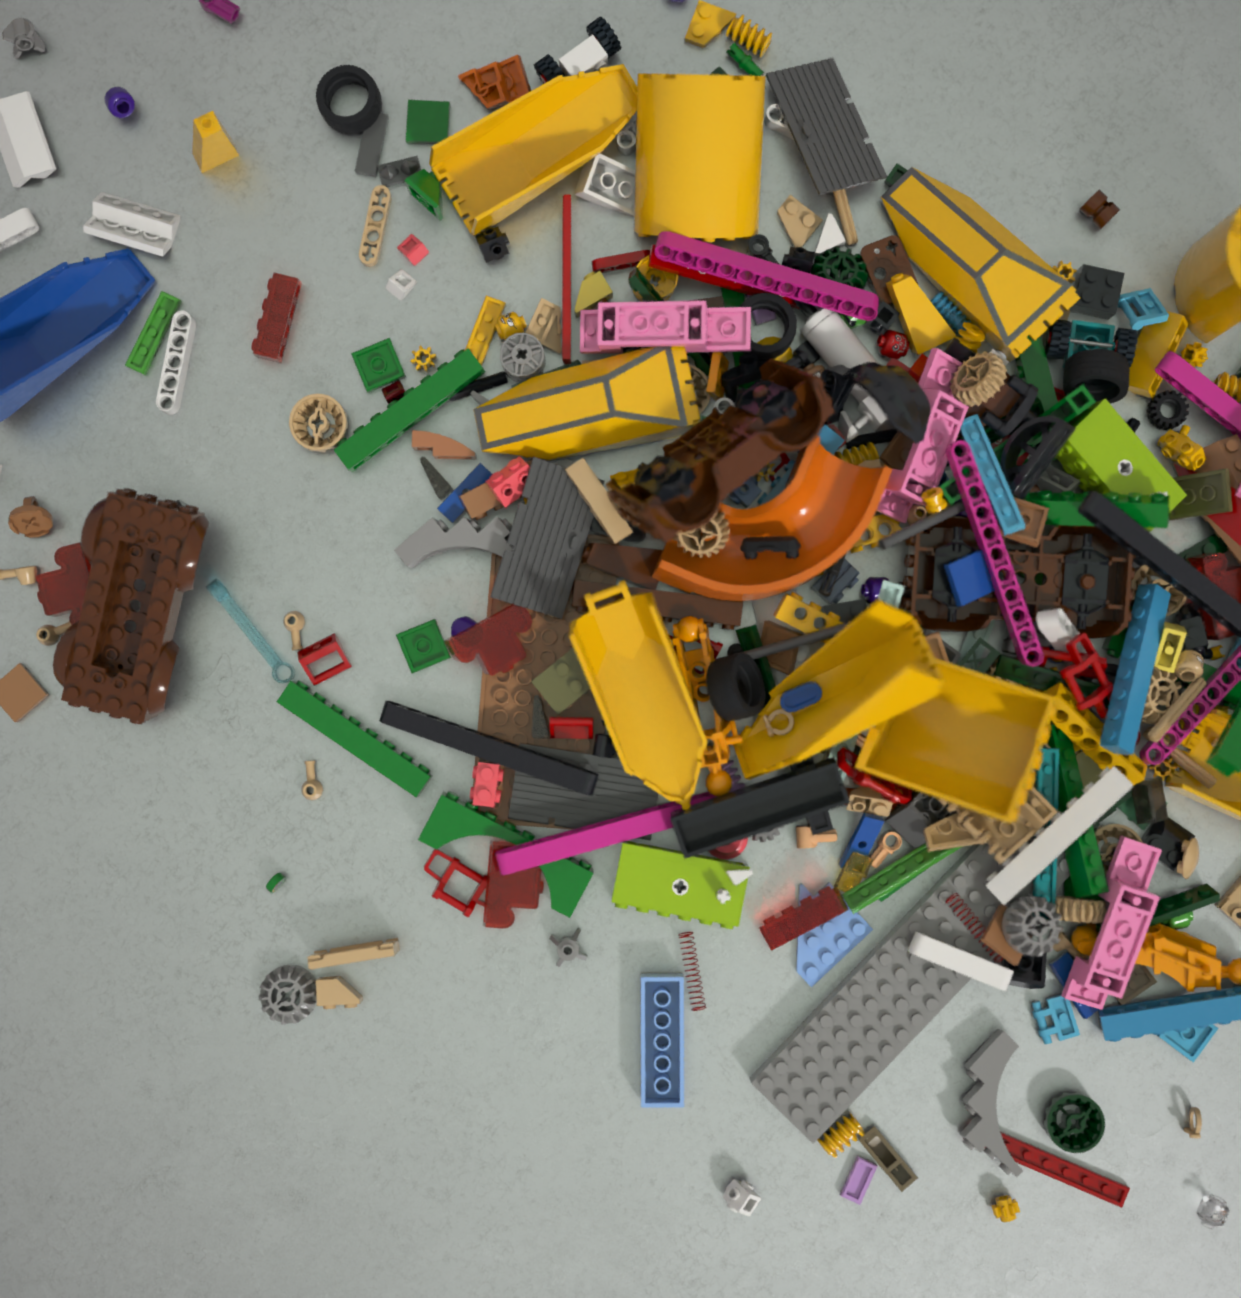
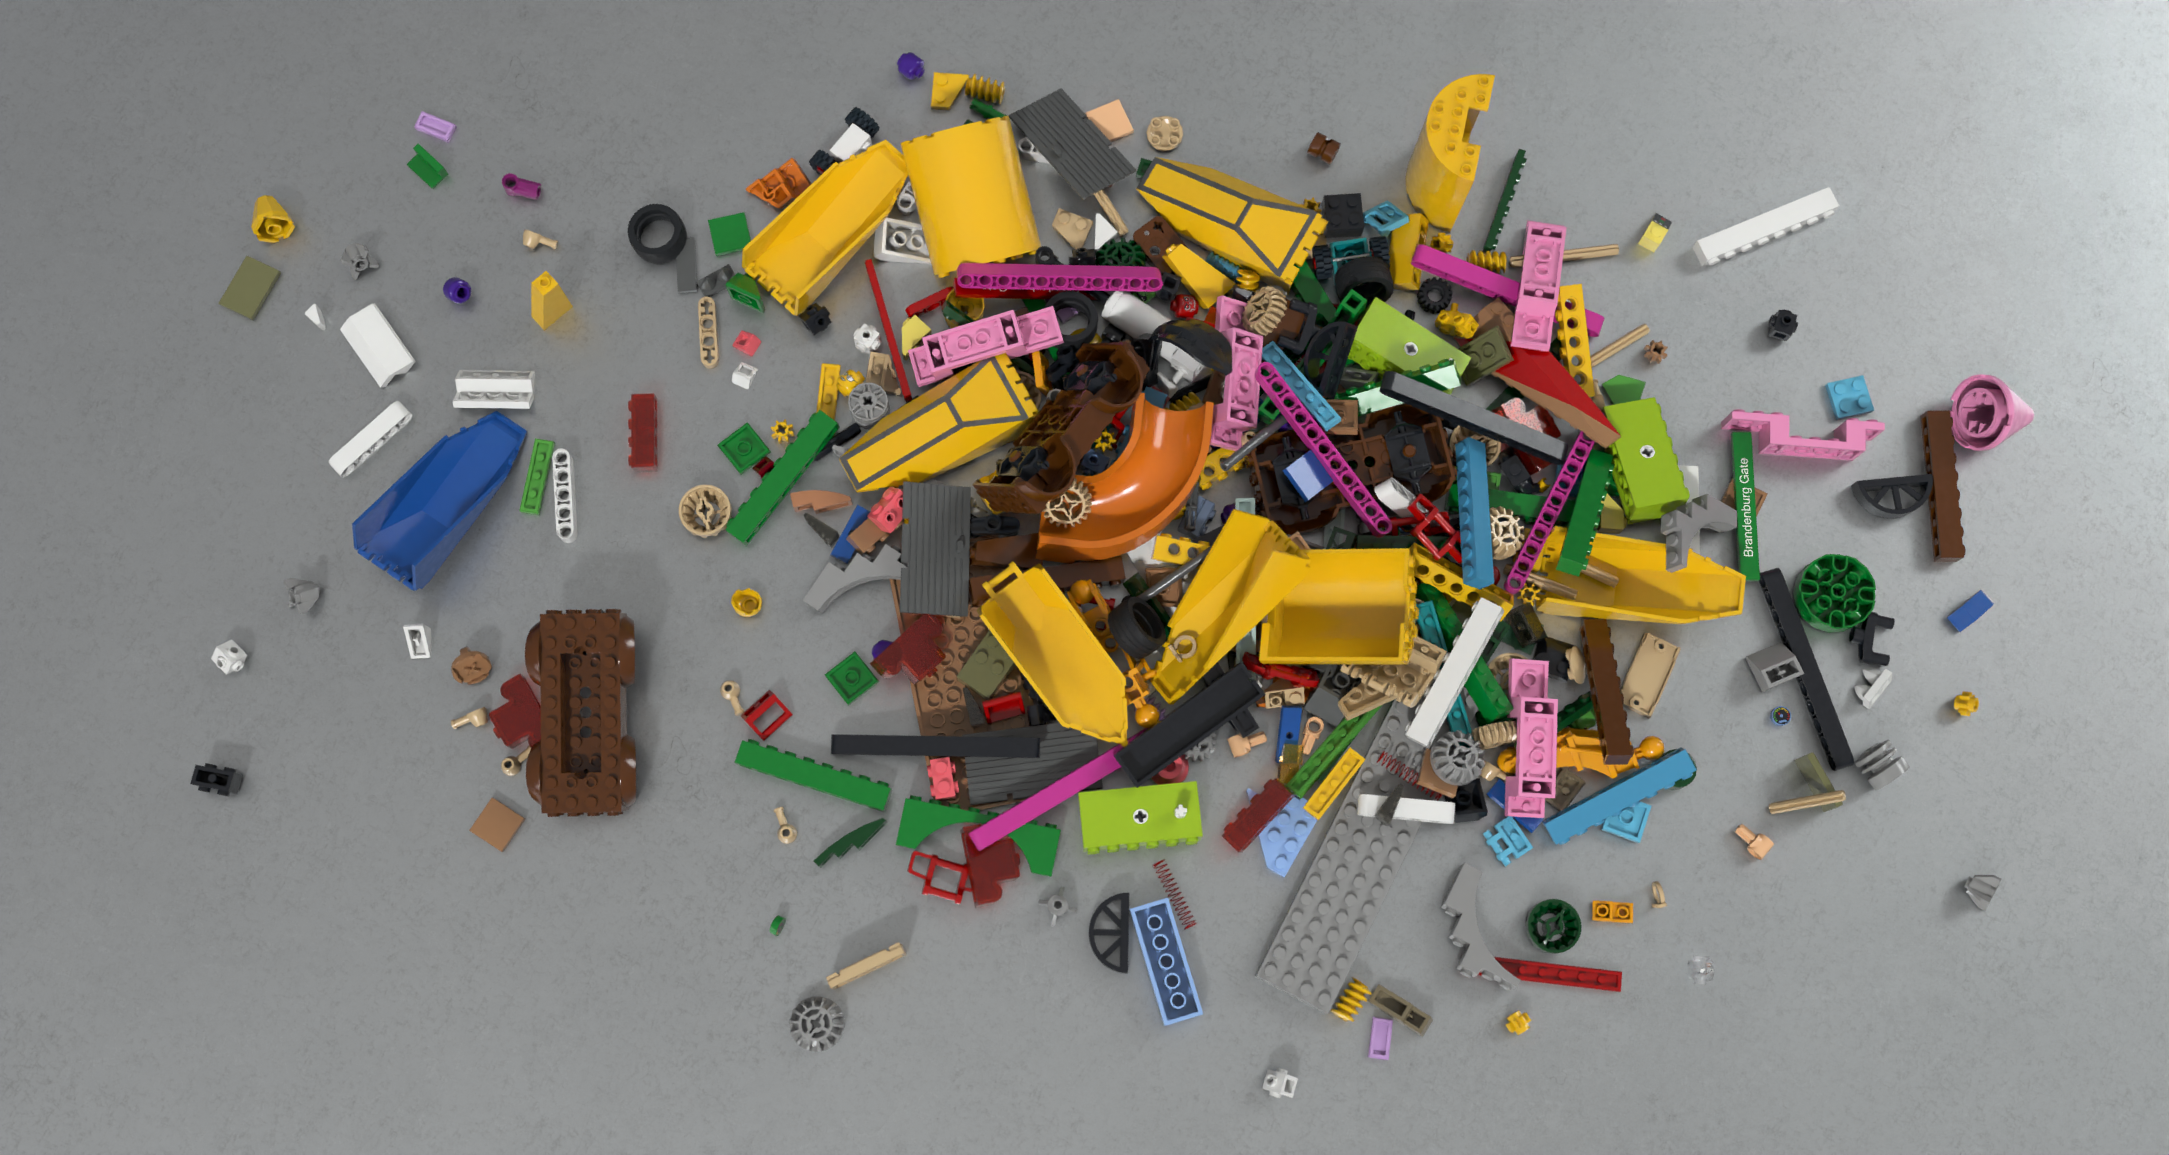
camera: 20 degrees left, 10 degrees down
(215, 68) = (532, 239): none -> tan bar
(222, 595) = (692, 708): clear light blue piece -> none
(335, 534) = (746, 602): none -> yellow hair
(336, 991) = (858, 1007): tan slope -> none
(380, 817) = (856, 838): none -> dark green slope
(543, 289) = (867, 344): none -> white brick
(597, 499) = (970, 503): tan slope -> none
(627, 996) = (1122, 941): none -> black window
(738, 876) = (1187, 790): white slope -> none
(787, 544) = (1144, 491): black piece -> none
(800, 696) = (1195, 619): blue tile -> none
(876, 110) = (1111, 120): none -> light nougat tile
(891, 911) = (1333, 783): none -> yellow window
(930, 141) = (1164, 133): none -> tan dish
(934, 500) = (1258, 420): yellow wheel -> none
(943, 958) = (1388, 808): none -> clear smoke slope
(1140, 1124) = (1612, 912): none -> light orange slope
(1170, 646) = (1498, 488): light yellow slope -> none
(1176, 709) = (1521, 538): tan axle -> none
(1189, 666) = (1520, 499): tan head -> none
(1212, 900) = (1605, 692): none -> reddish brown brick

